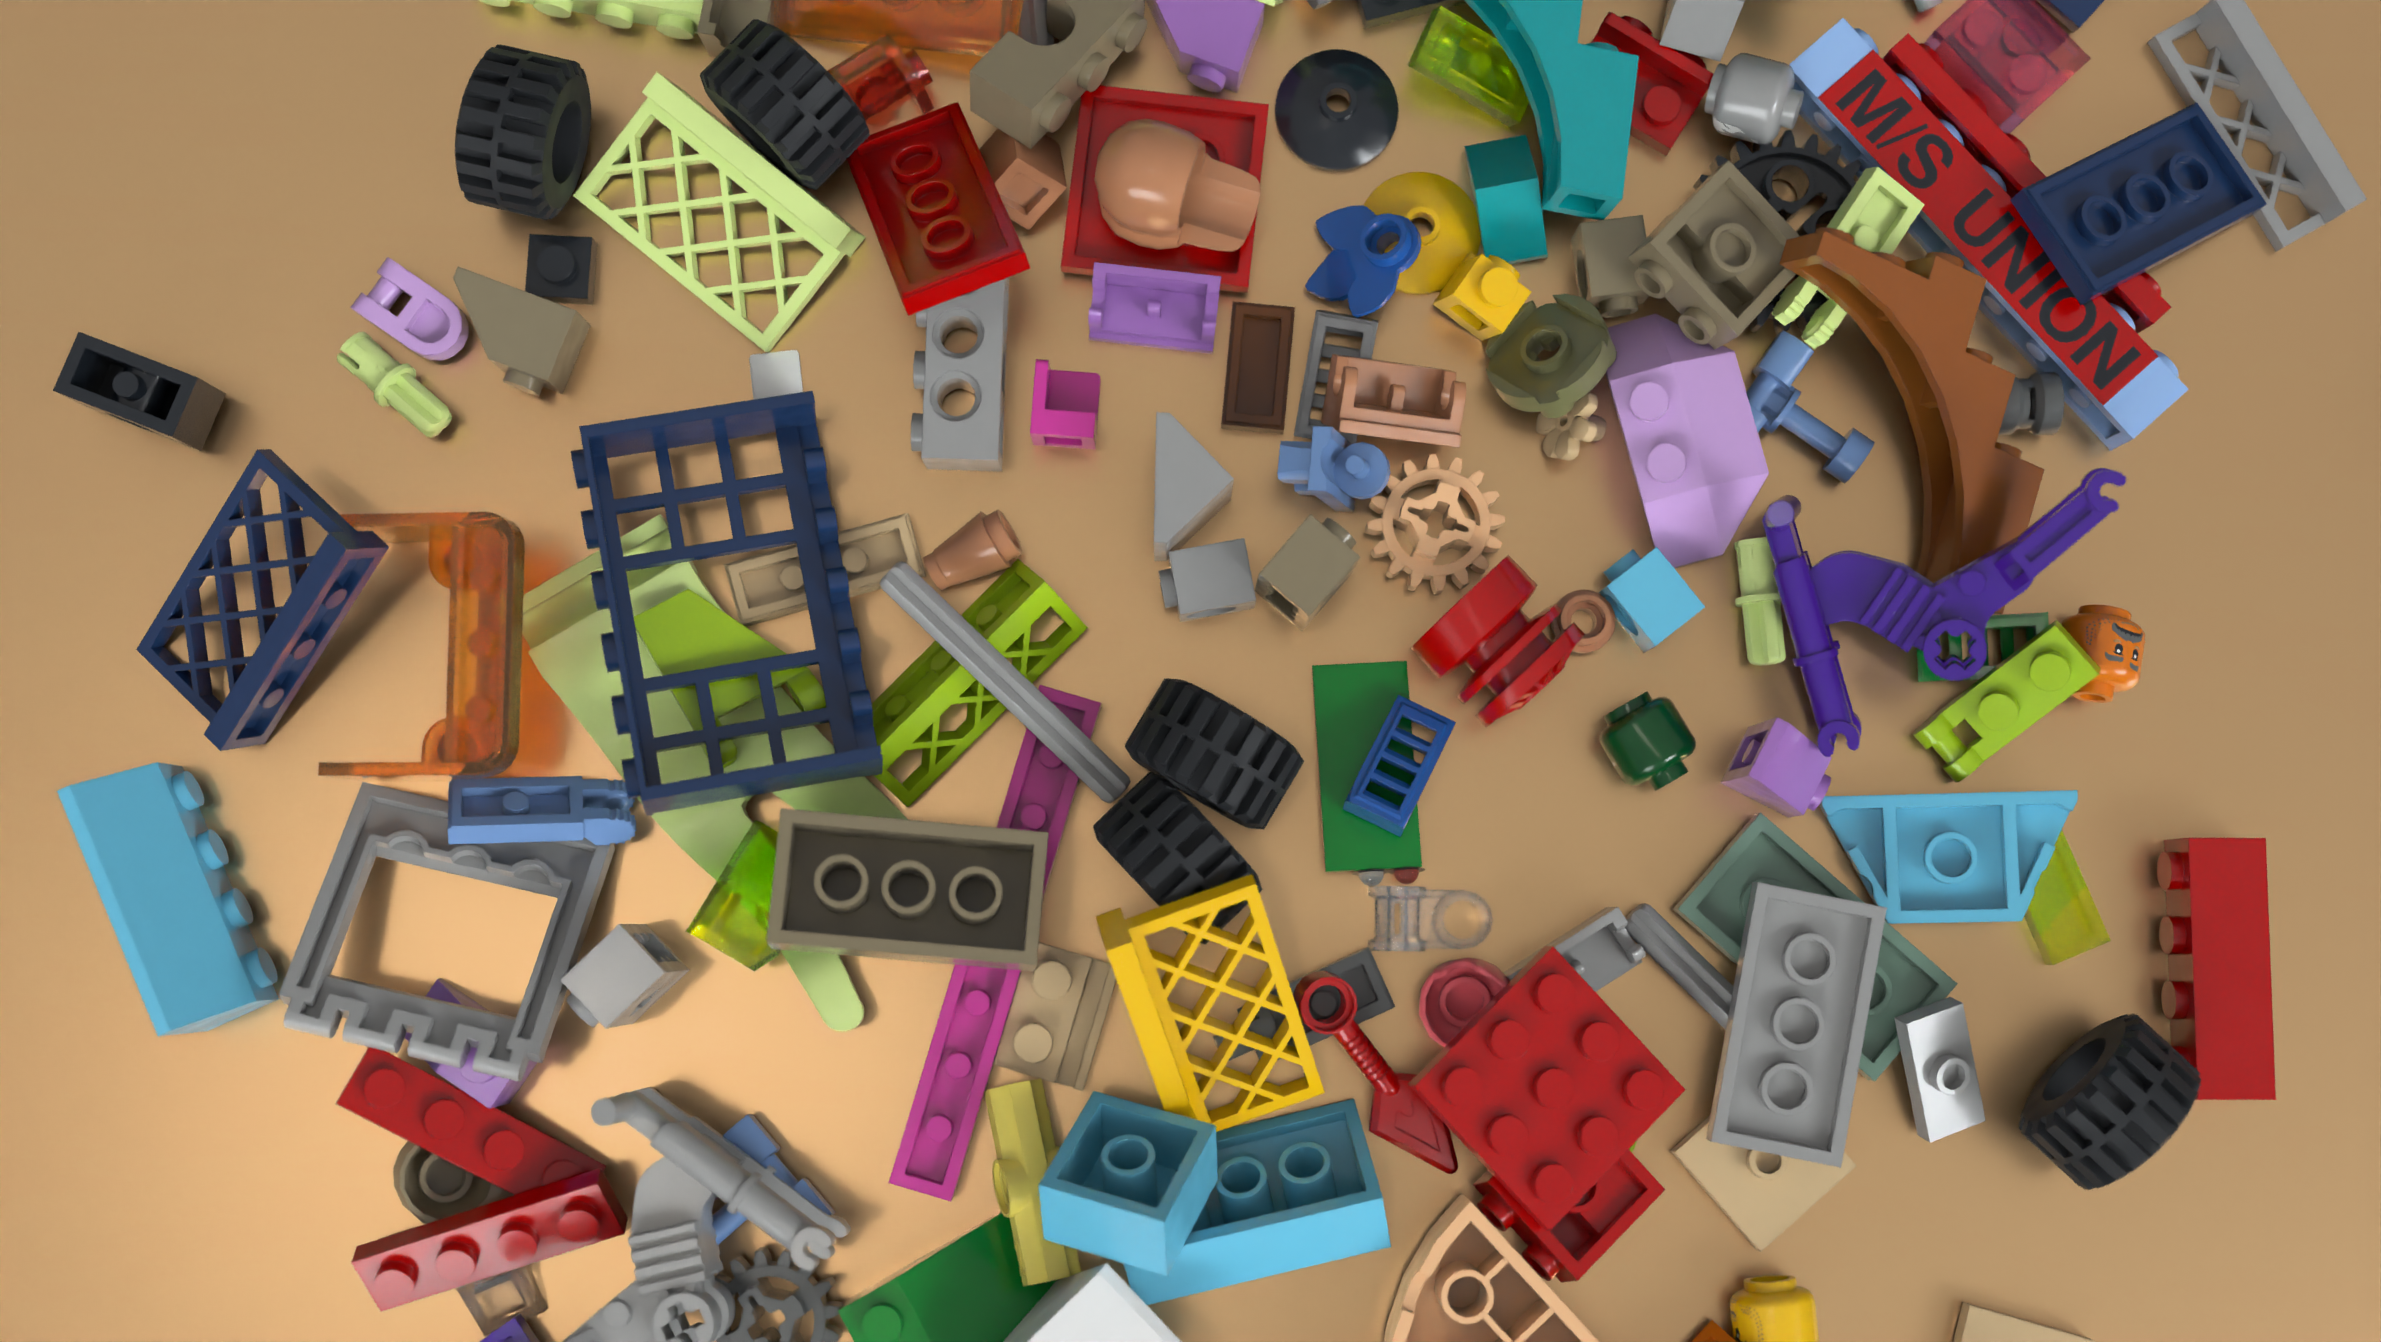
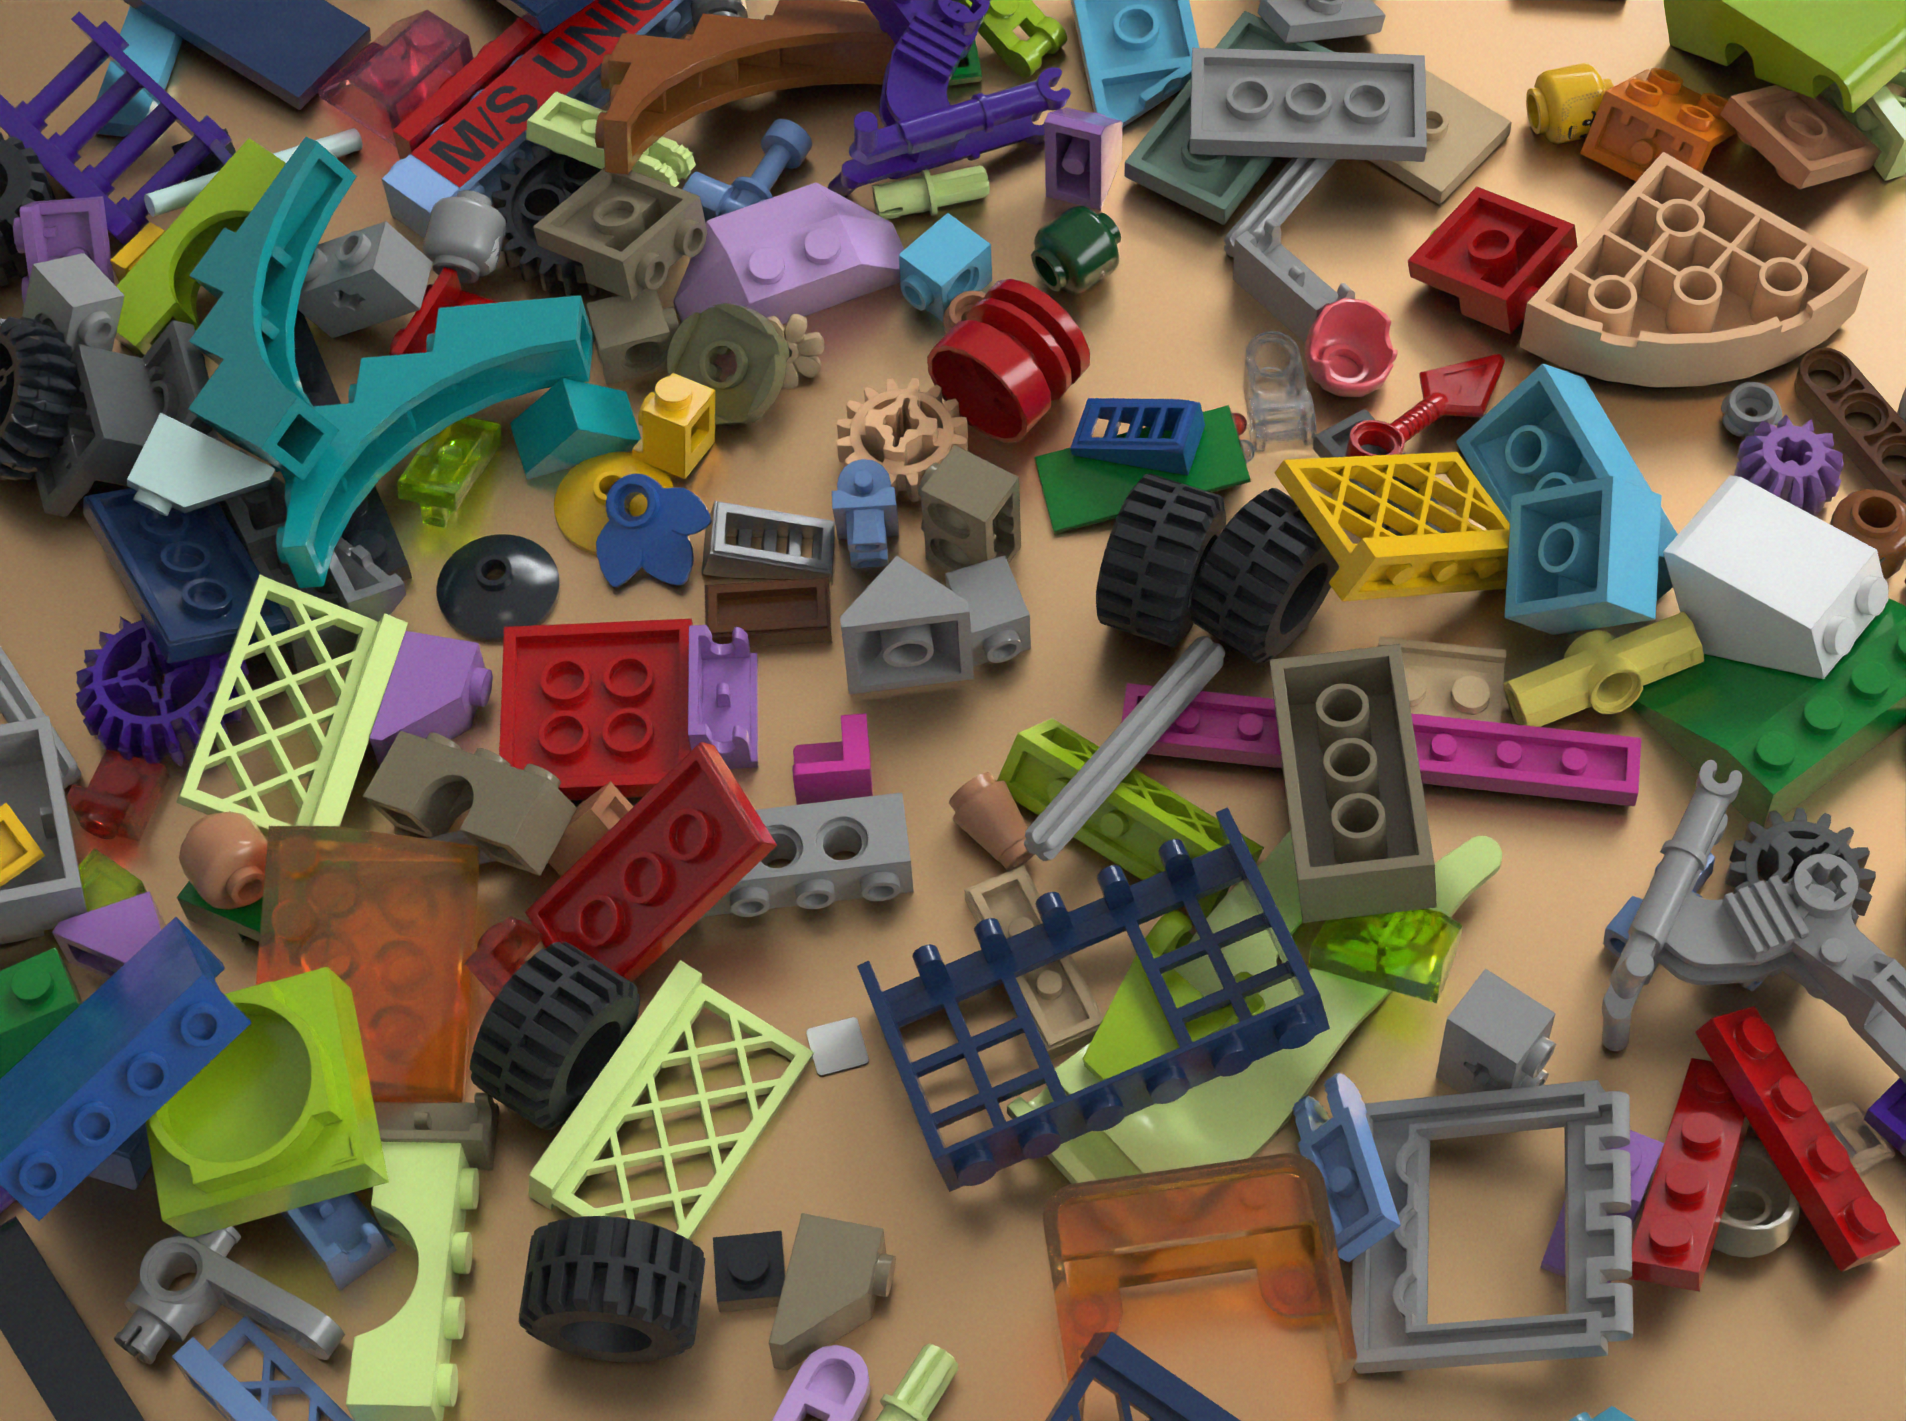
camera: 90 degrees left, 25 degrees down
(1168, 192) = (606, 681): nougat piece -> none
(1394, 401) = (791, 479): nougat hinge -> none
(1547, 1087) = (1410, 263): red plate -> none

